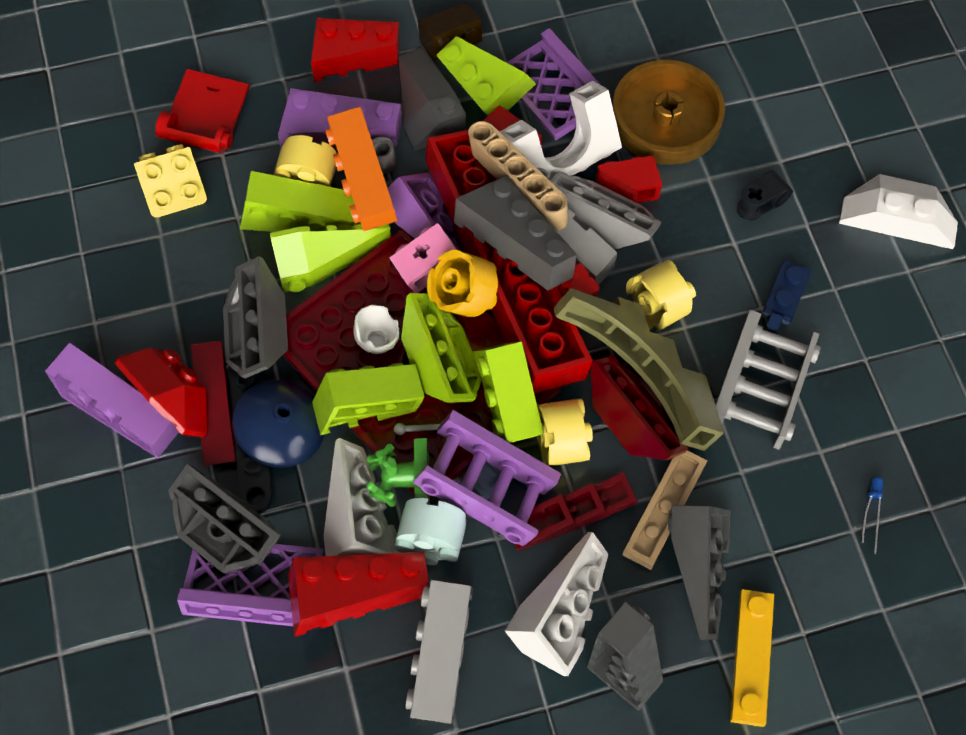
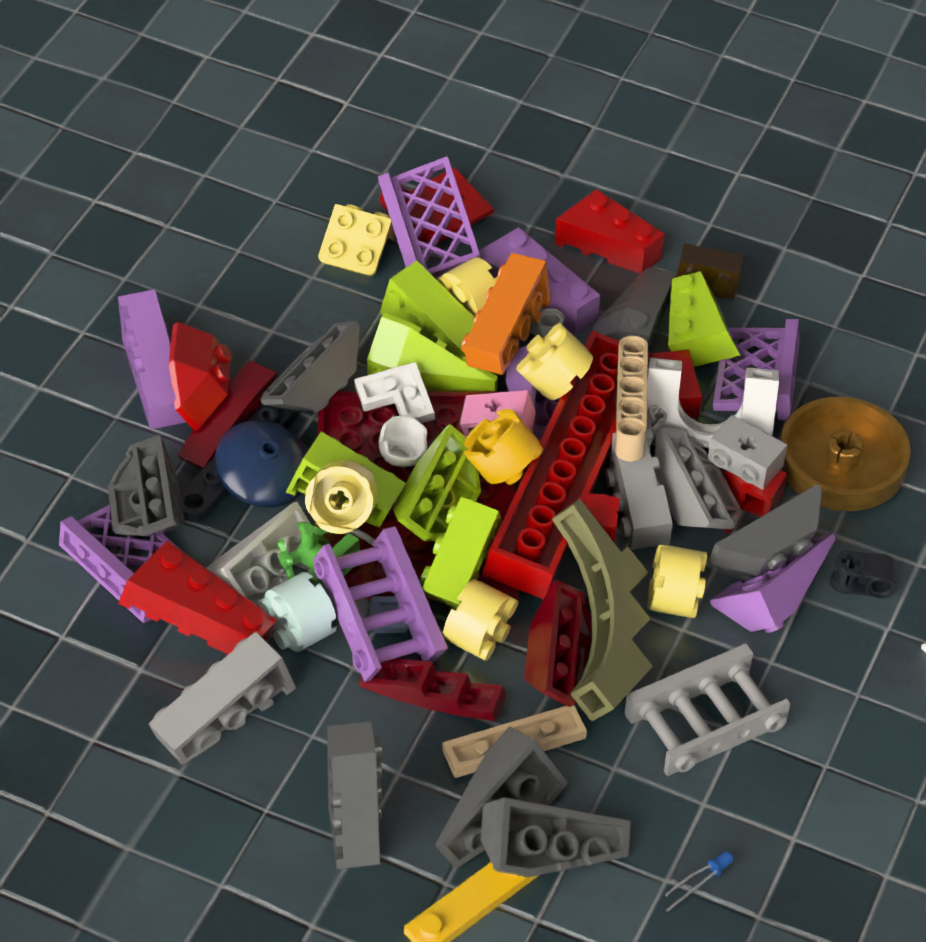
camera: 40 degrees right, 15 degrees down
(202, 144) = (403, 222): none -> medium lavender fence
(328, 284) = (398, 386): none -> white plate
(392, 415) = (326, 506): none -> light yellow brick
(434, 184) = (554, 362): none -> light yellow brick
(517, 231) = (583, 429): dark grey wedge -> none
(554, 614) = (306, 742): white wedge -> none
(621, 159) = (747, 452): none -> light grey brick
(699, 210) = (771, 538): none -> dark grey wedge
(718, 251) = (773, 595): none -> medium lavender wedge
(764, 574) = (546, 839): none -> dark grey wedge
(785, 295) = (800, 666): dark blue hinge -> none

